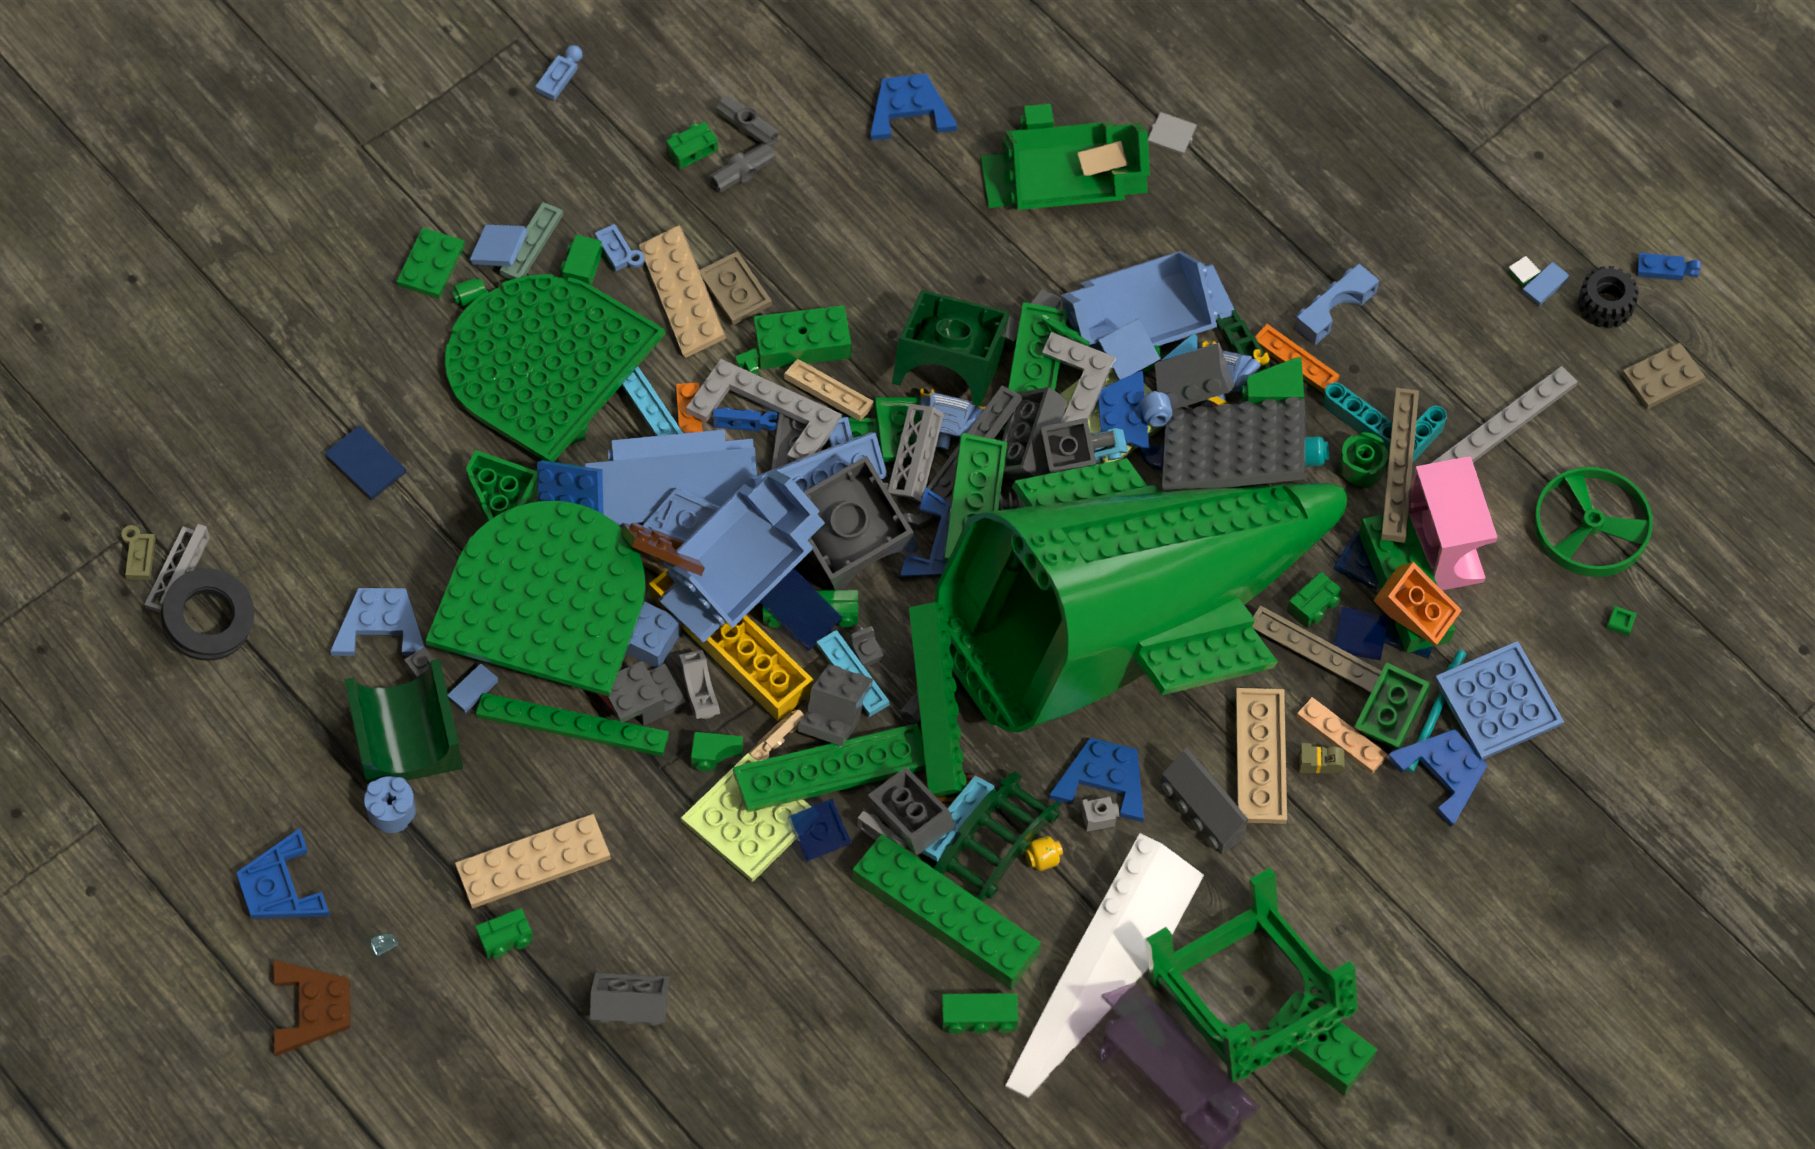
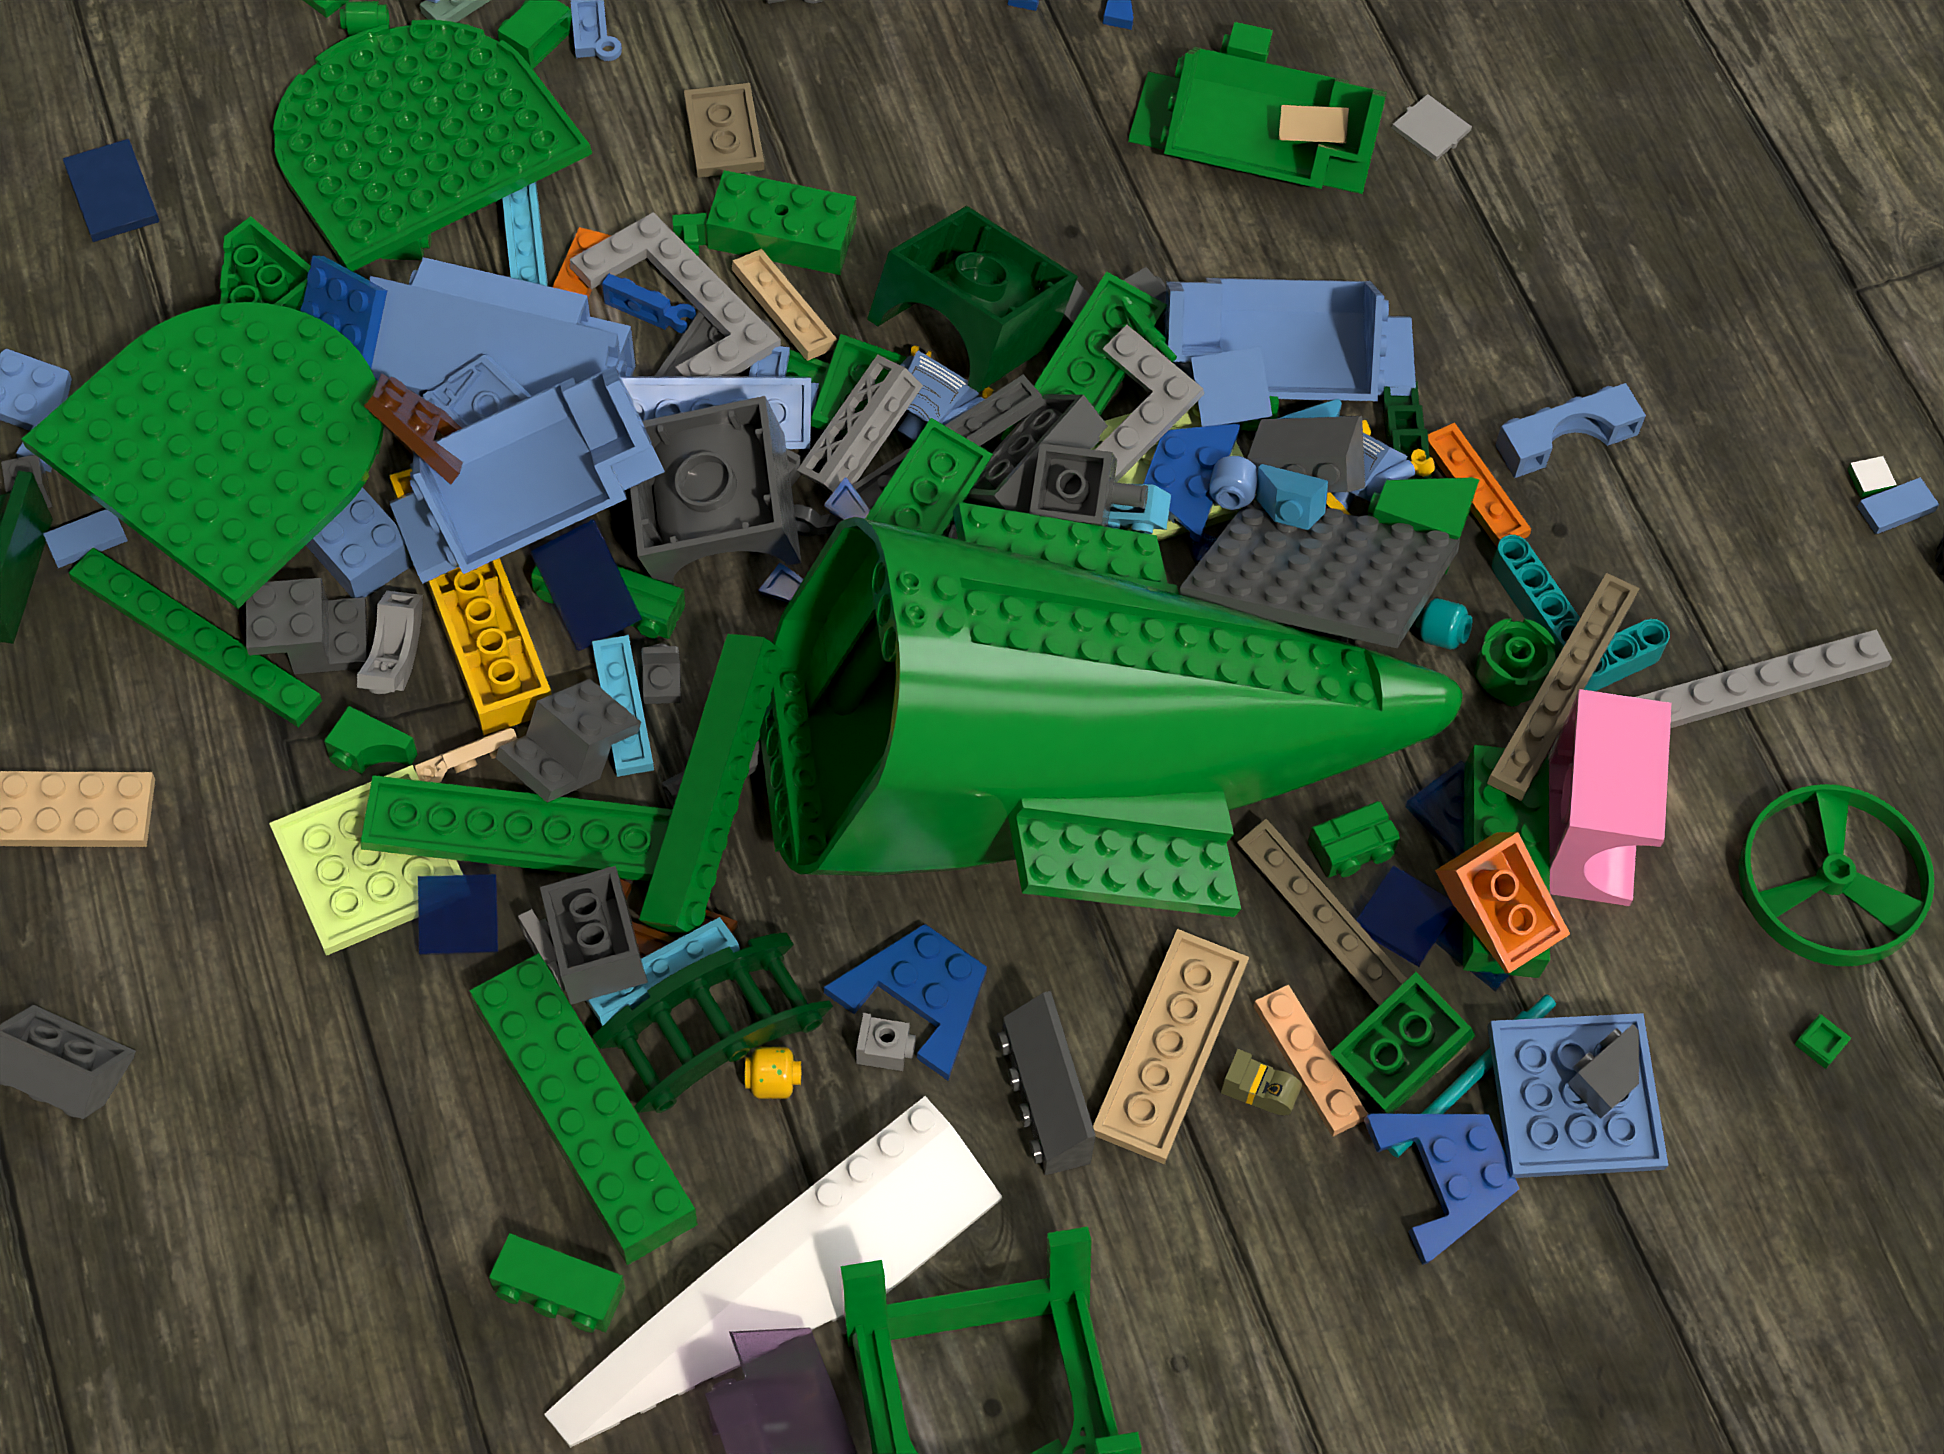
camera: 20 degrees right, 0 degrees up
(682, 291) = (649, 111): tan plate -> none
(1195, 407) = (1291, 496): none -> dark azure slope
(1514, 682) = (1611, 1074): none -> dark grey slope

